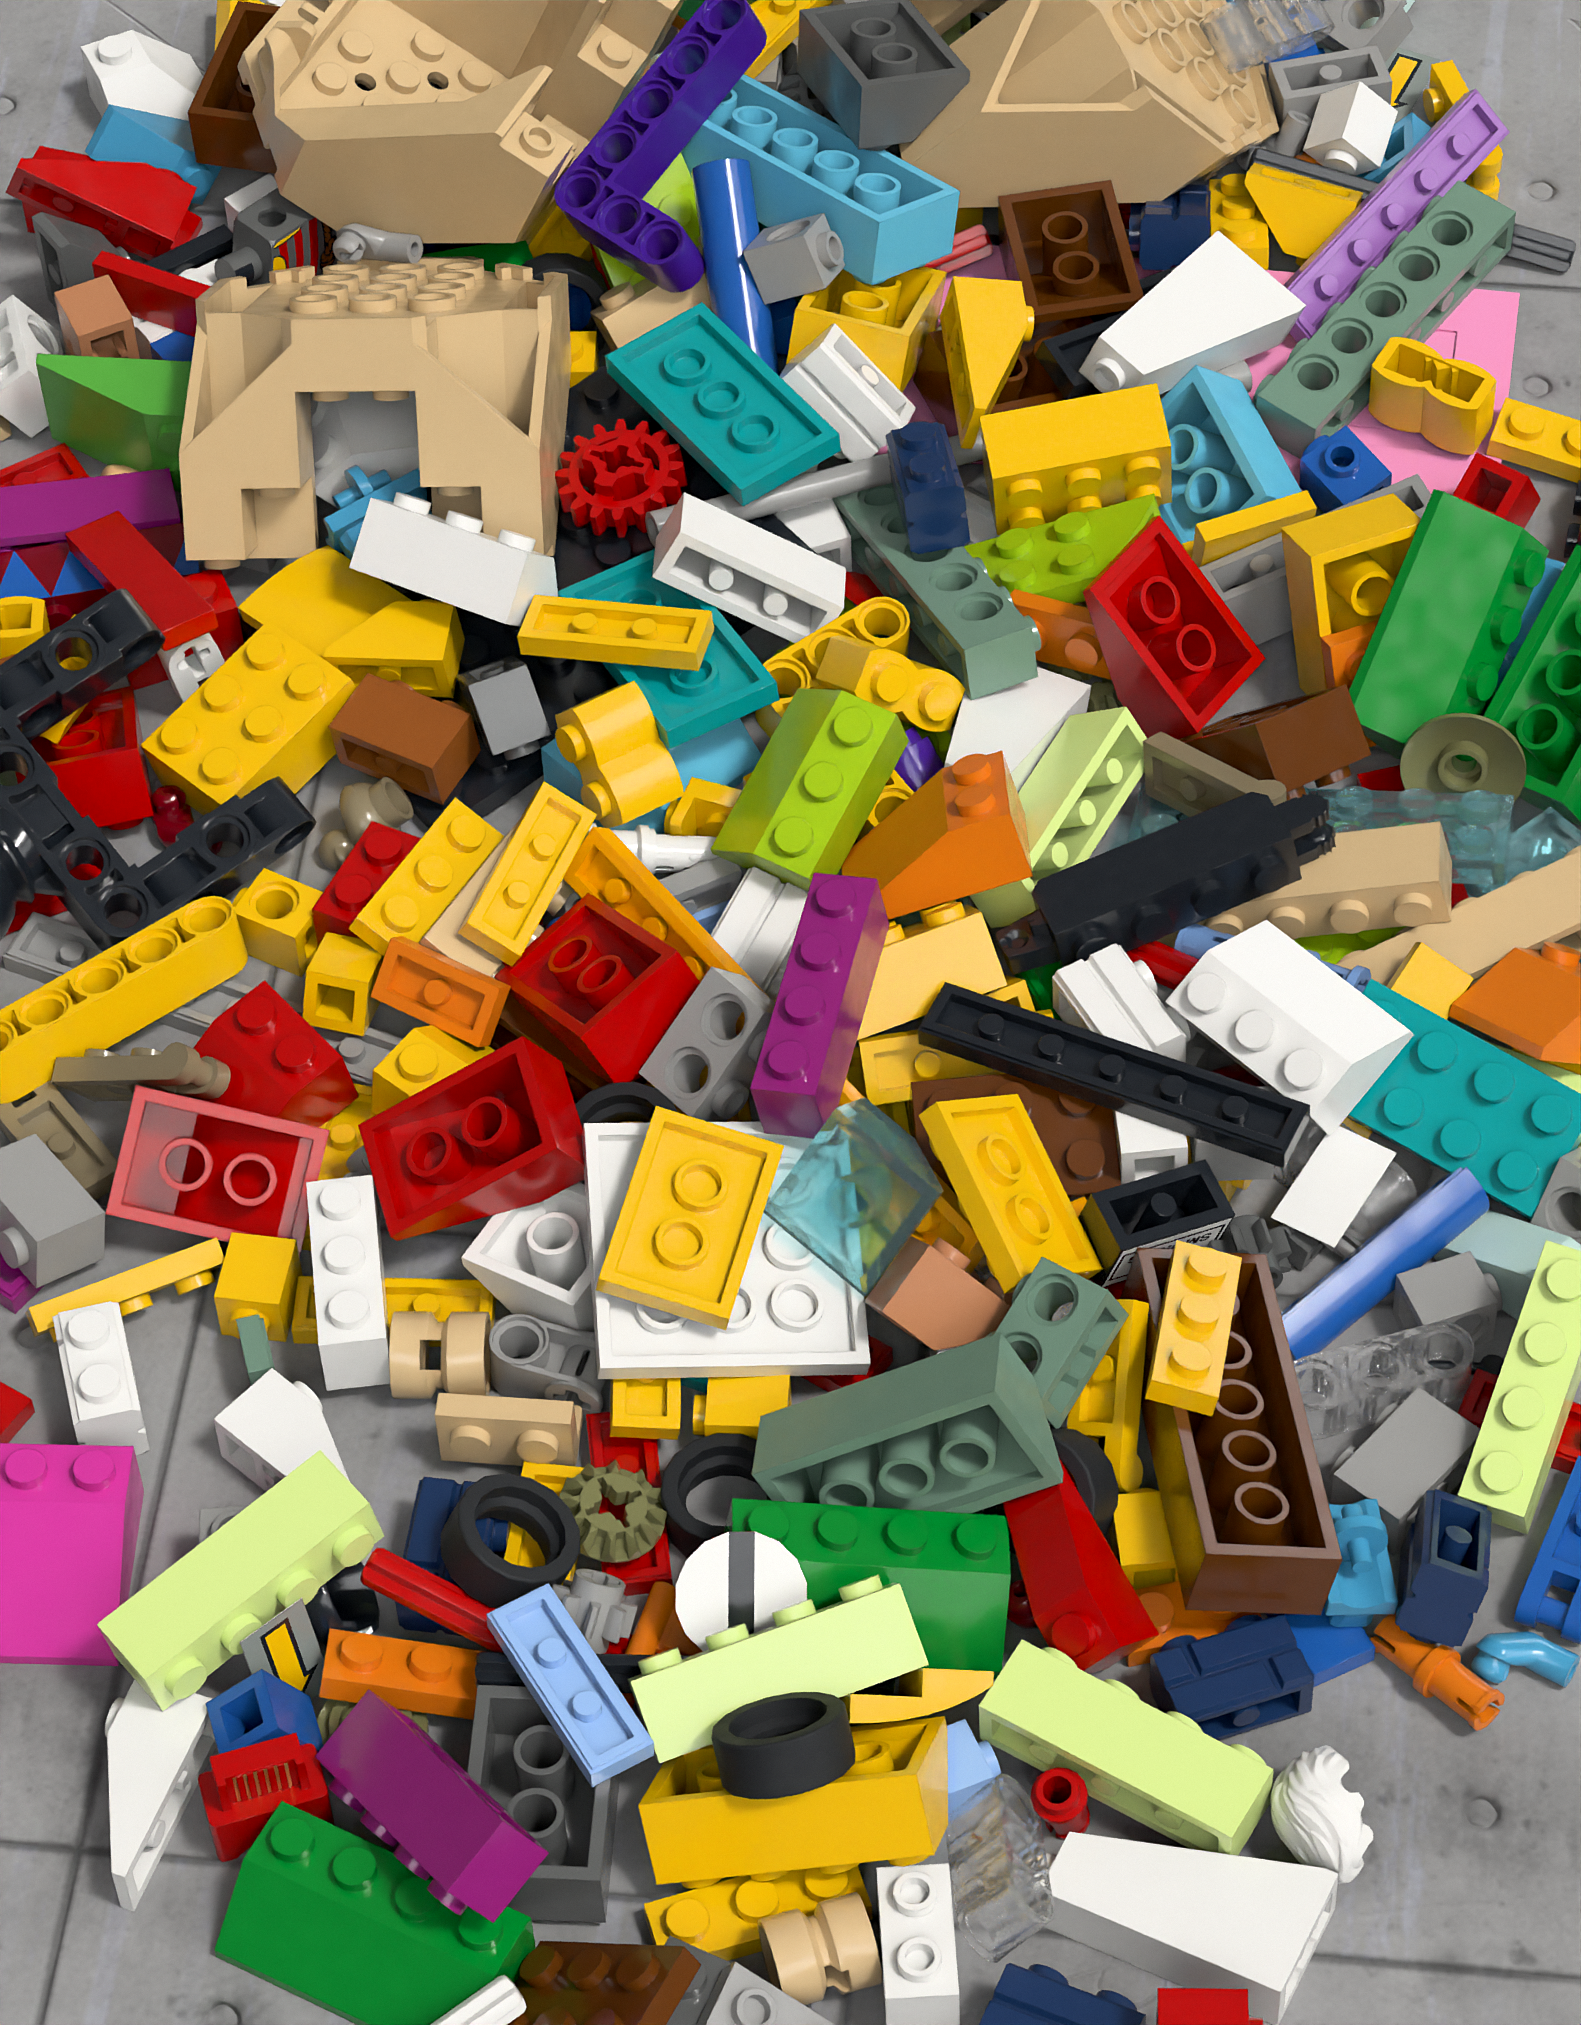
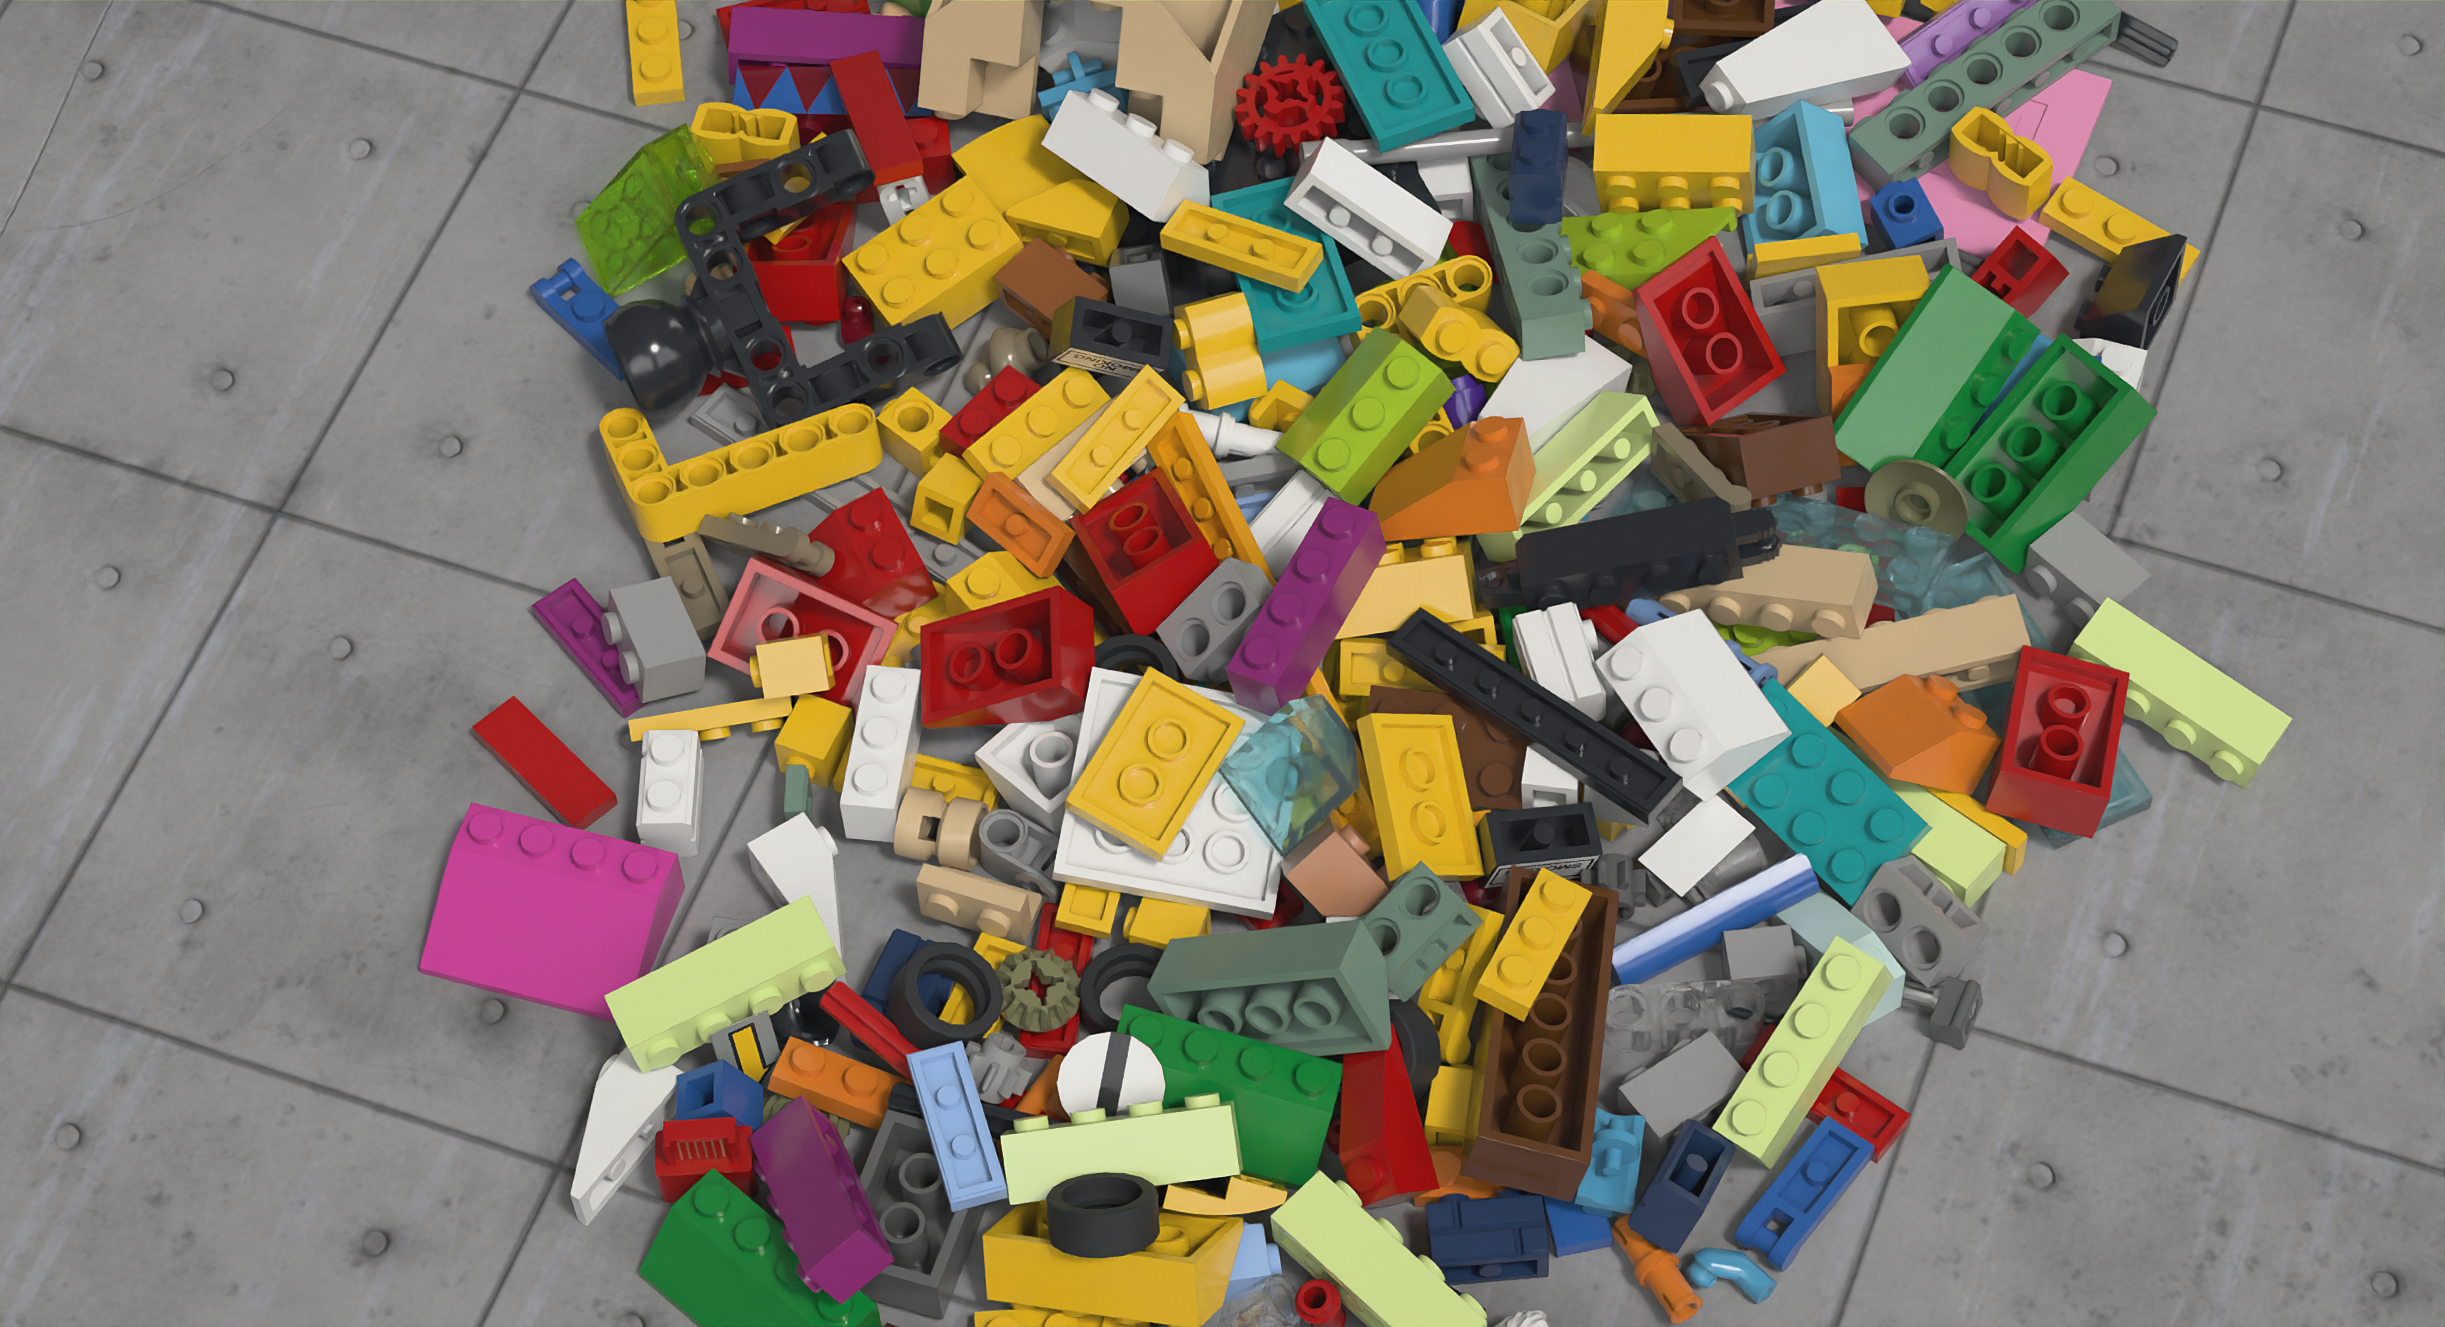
camera: 15 degrees right, 5 degrees up
(215, 1202) = (793, 665): none -> yellow brick
(489, 762) = (1109, 338): none -> black brick

